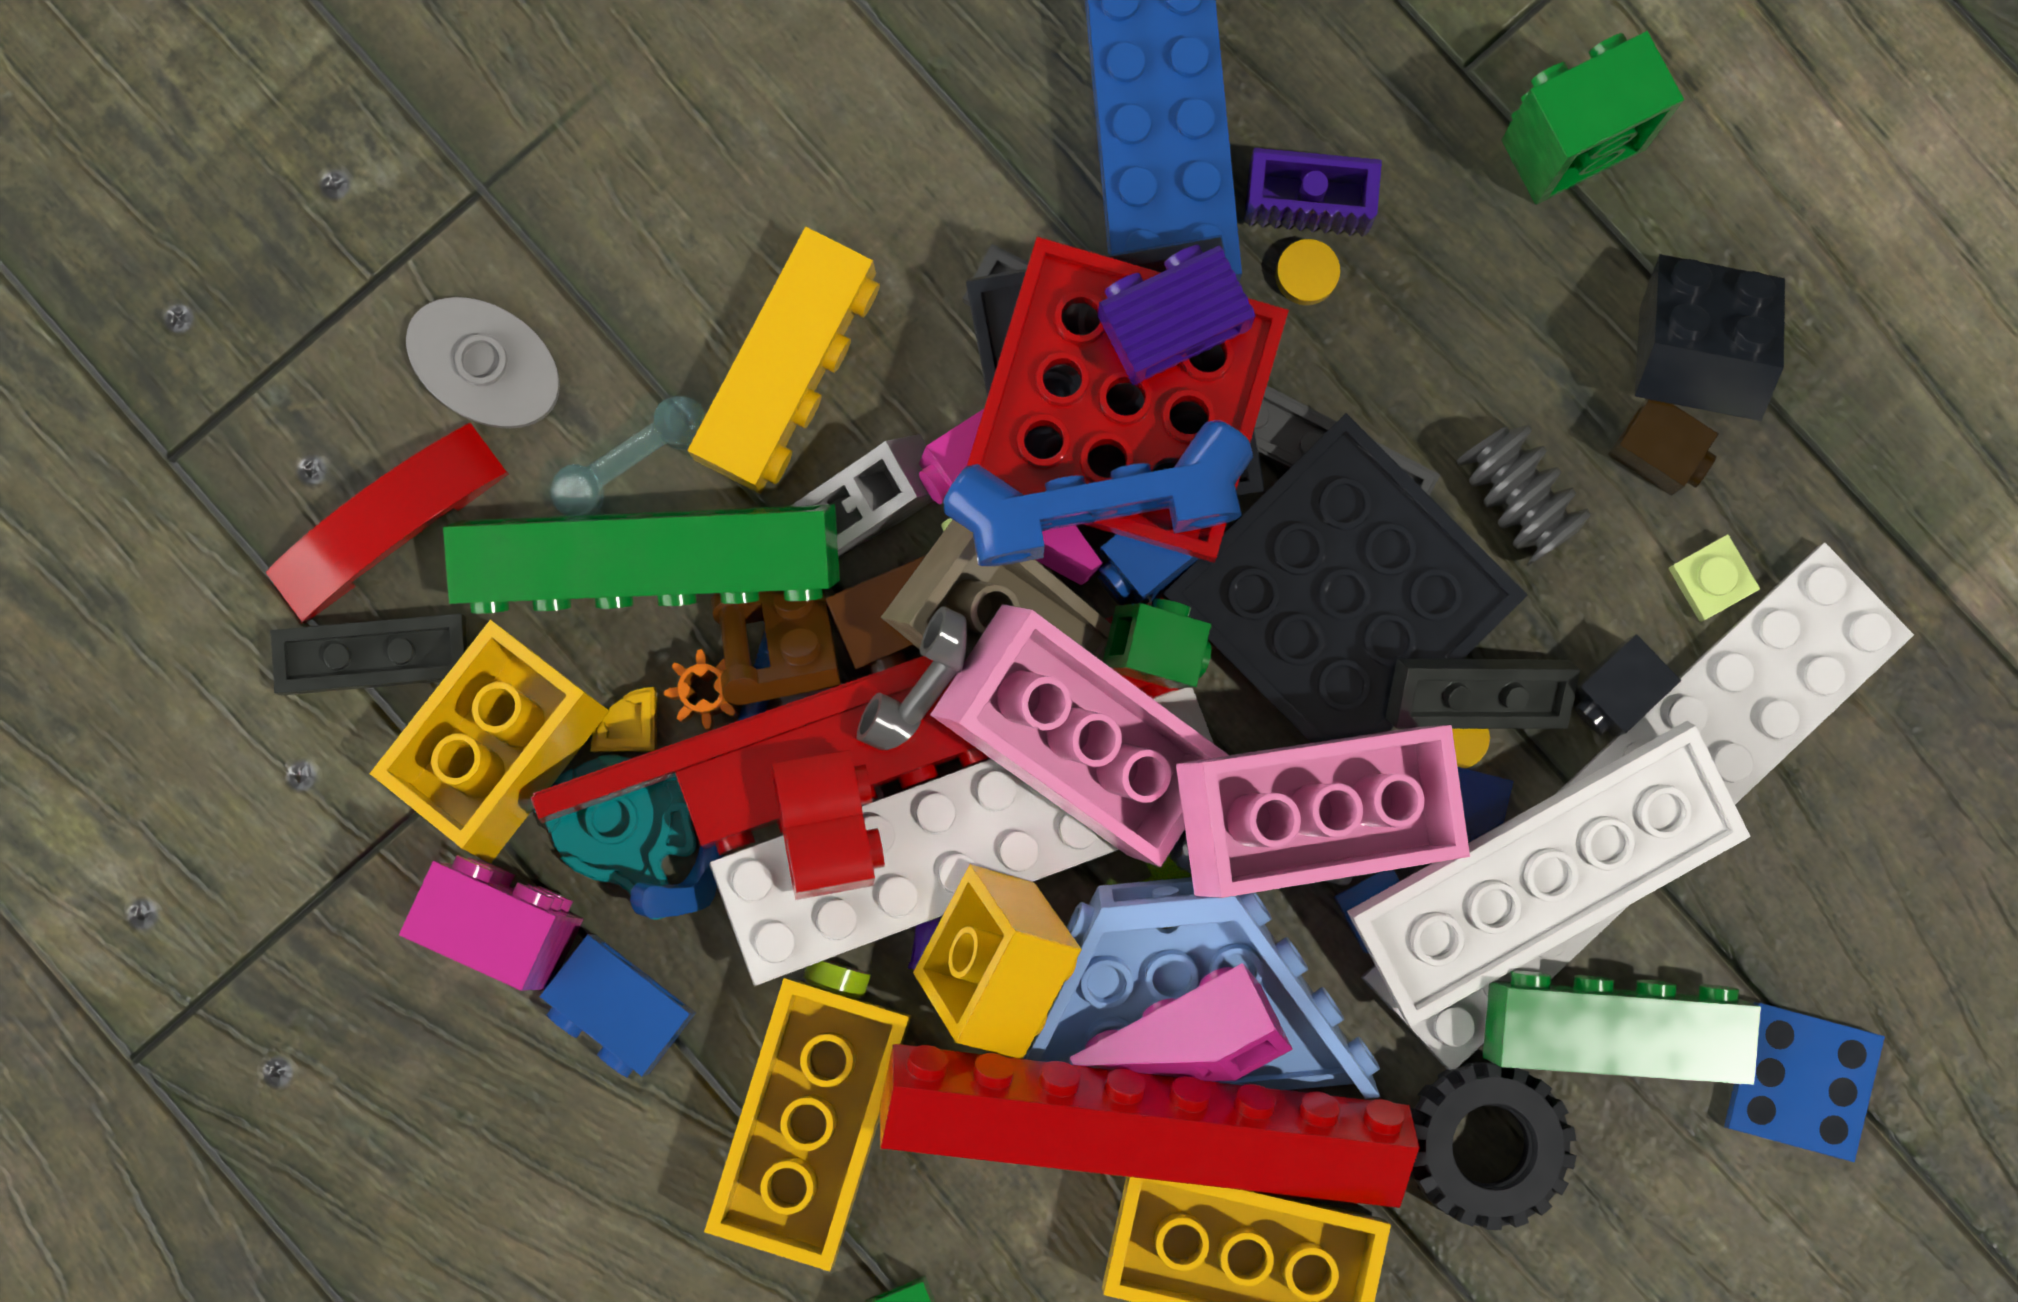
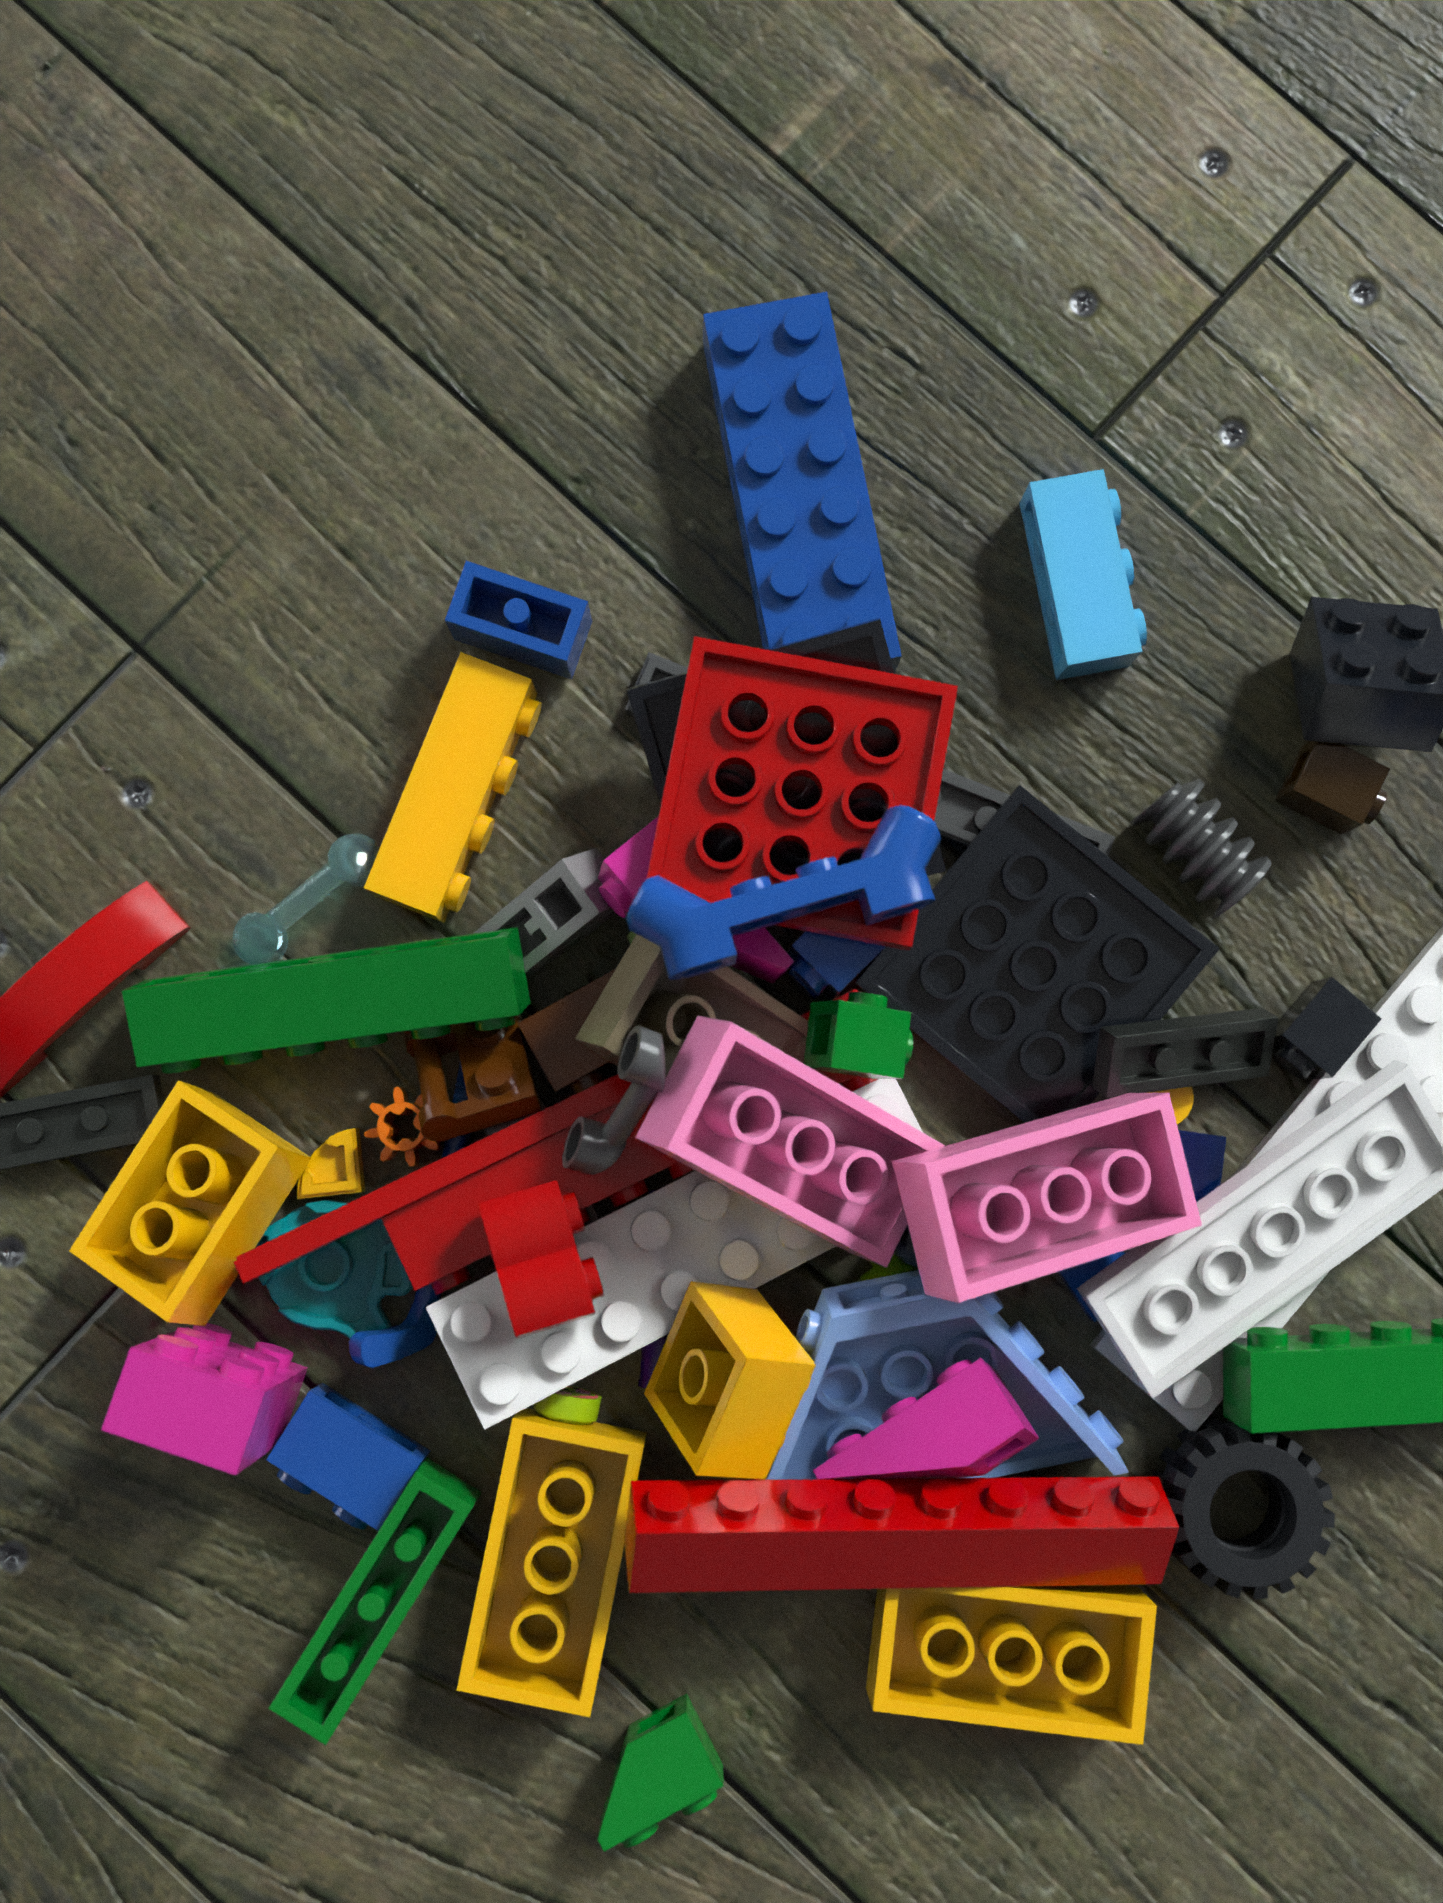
camera: 15 degrees left, 0 degrees up
(483, 362) = (153, 820): light grey piece -> none
(632, 1143) = (375, 1601): none -> green brick
(866, 200) = (519, 619): none -> blue brick
(1175, 312) = (844, 698): dark purple brick -> none
(1307, 272) = (962, 650): yellow tile -> none
(1312, 191) = (961, 568): dark purple brick -> none
(1435, 208) = (1082, 574): none -> medium azure brick
(1590, 115) = (1234, 462): green brick -> none
(1714, 578) = (1394, 912): yellowish green plate -> none

